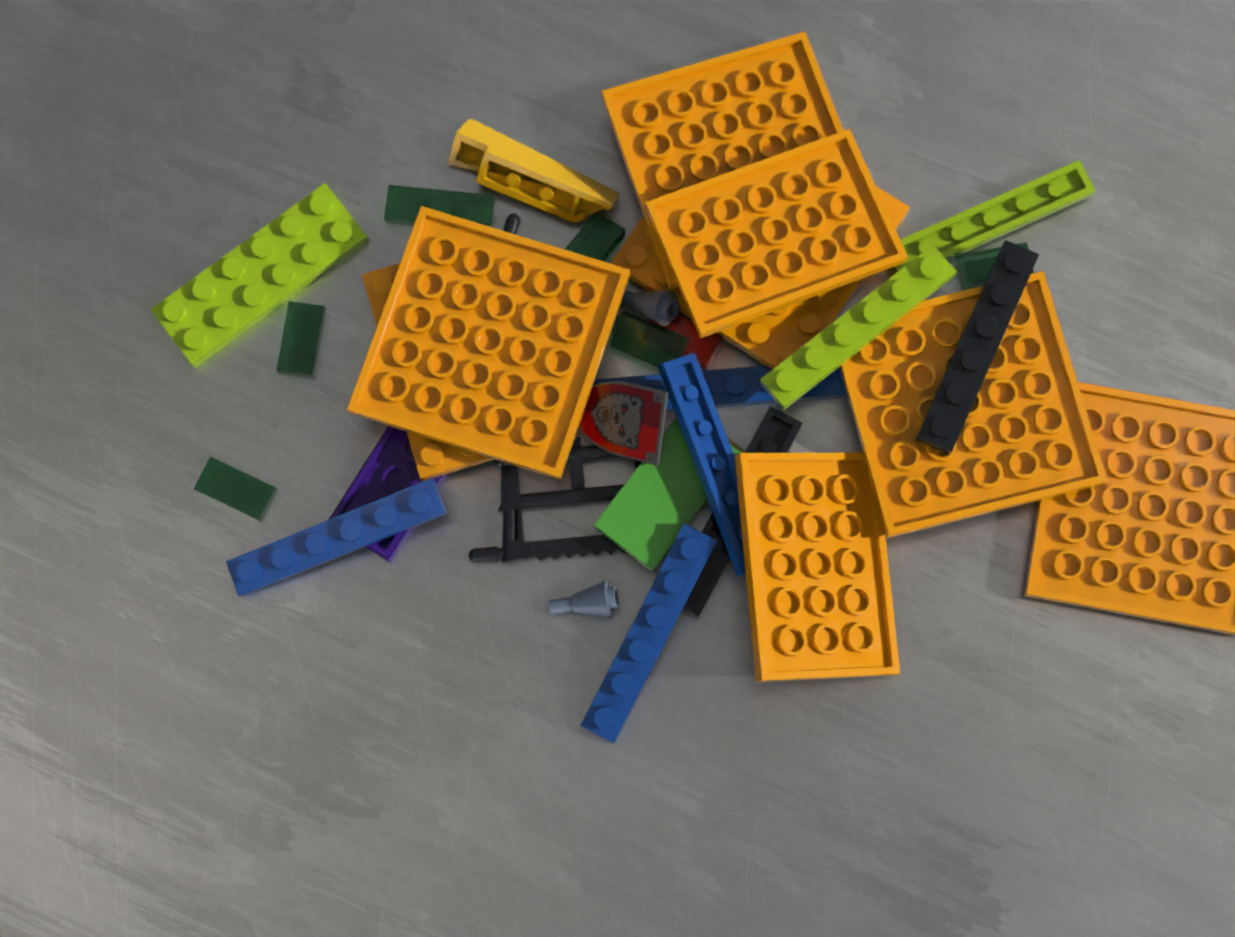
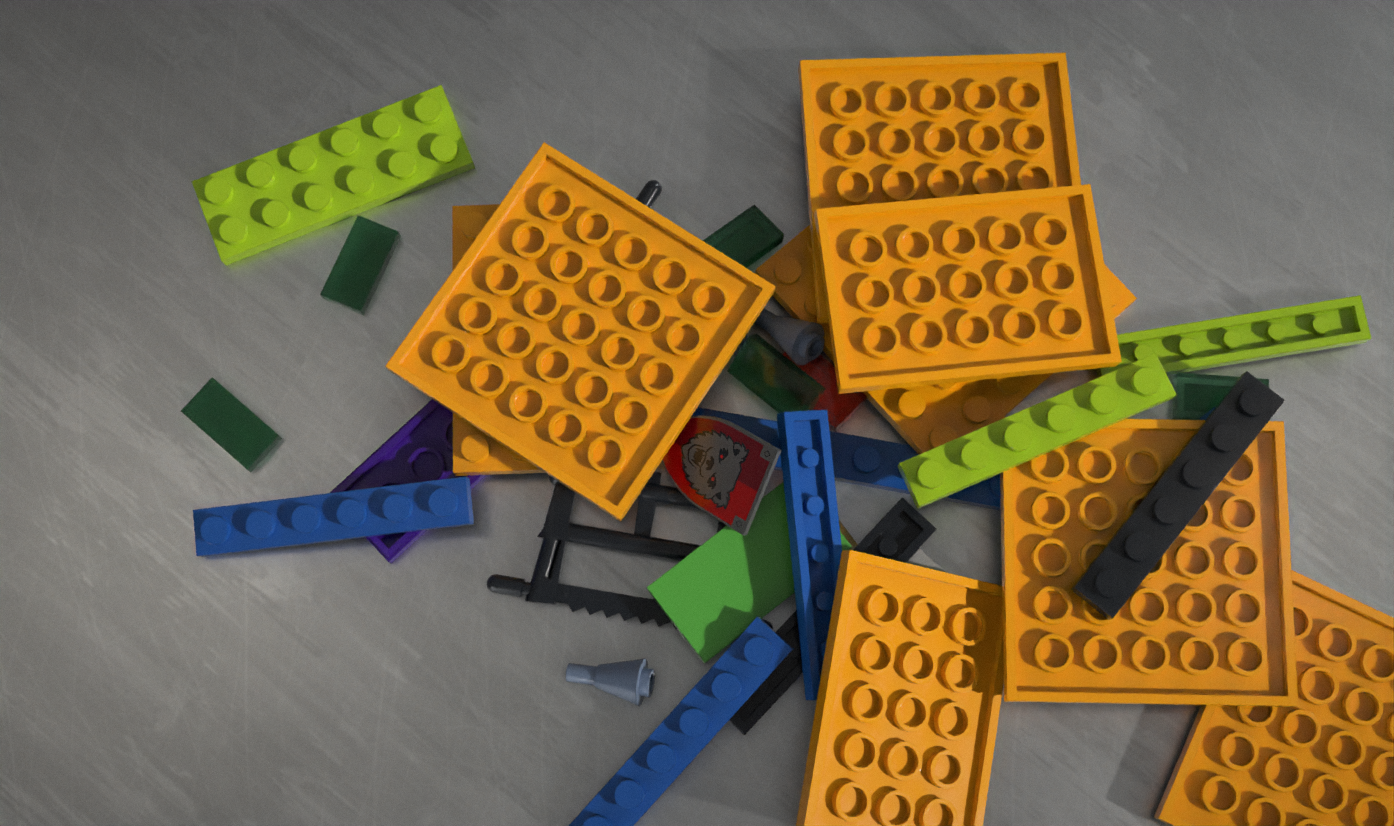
camera: 10 degrees right, 0 degrees up
(405, 202) = (606, 159): clear green tile -> none
(527, 174) = (685, 138): yellow wedge -> none

